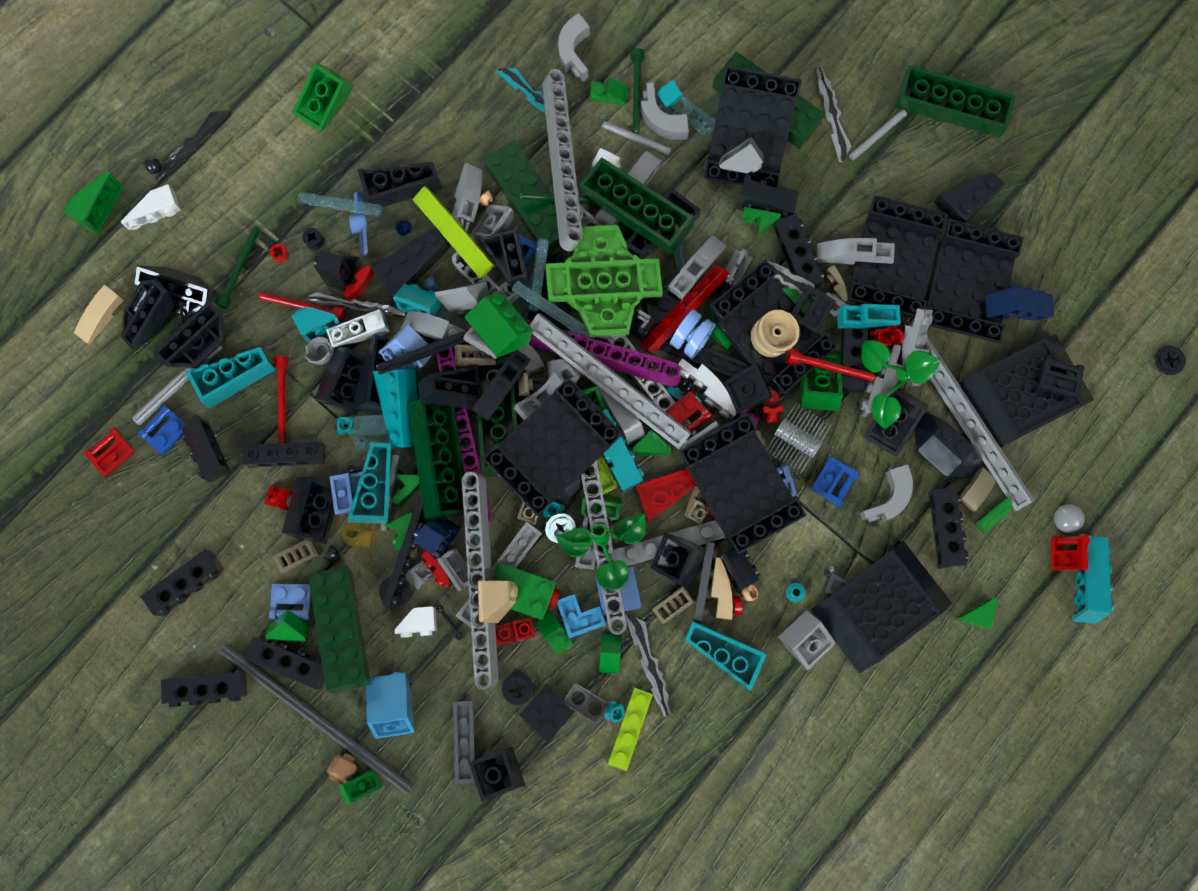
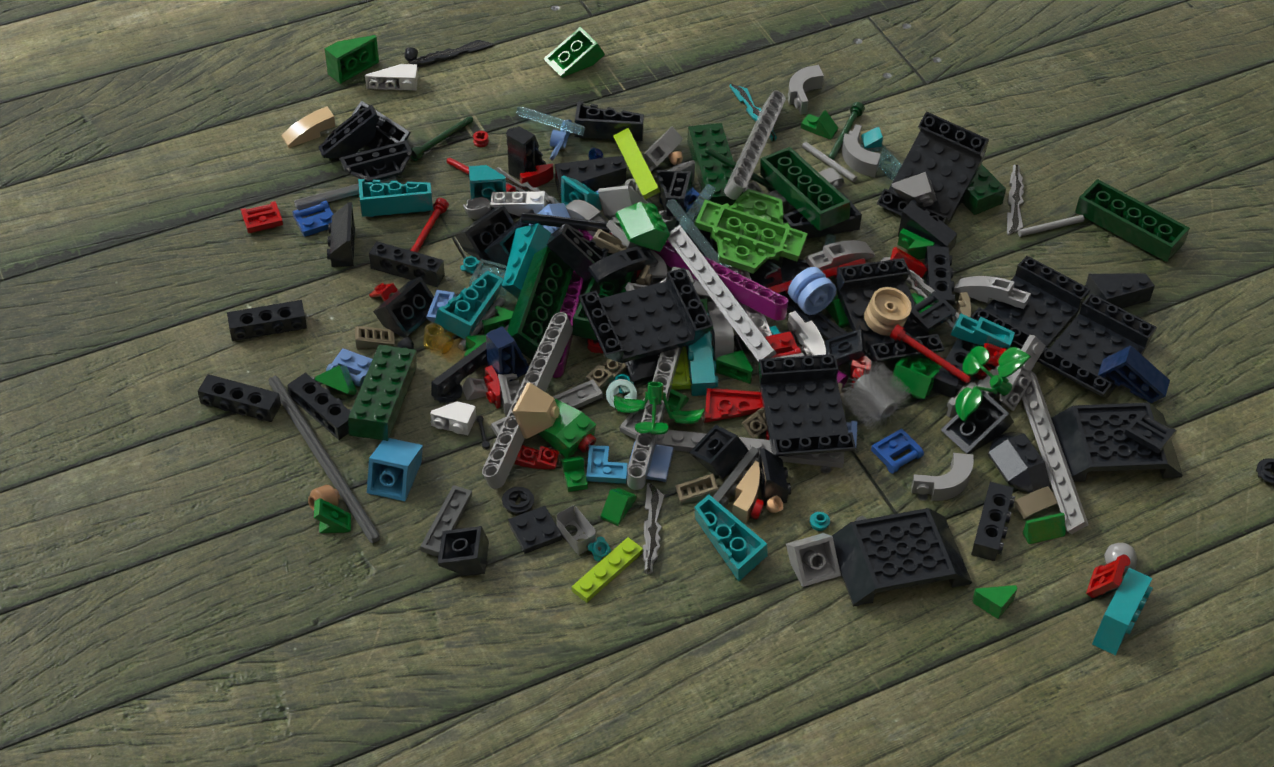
camera: 20 degrees right, 30 degrees down
(762, 246) = (912, 263): none -> red slope

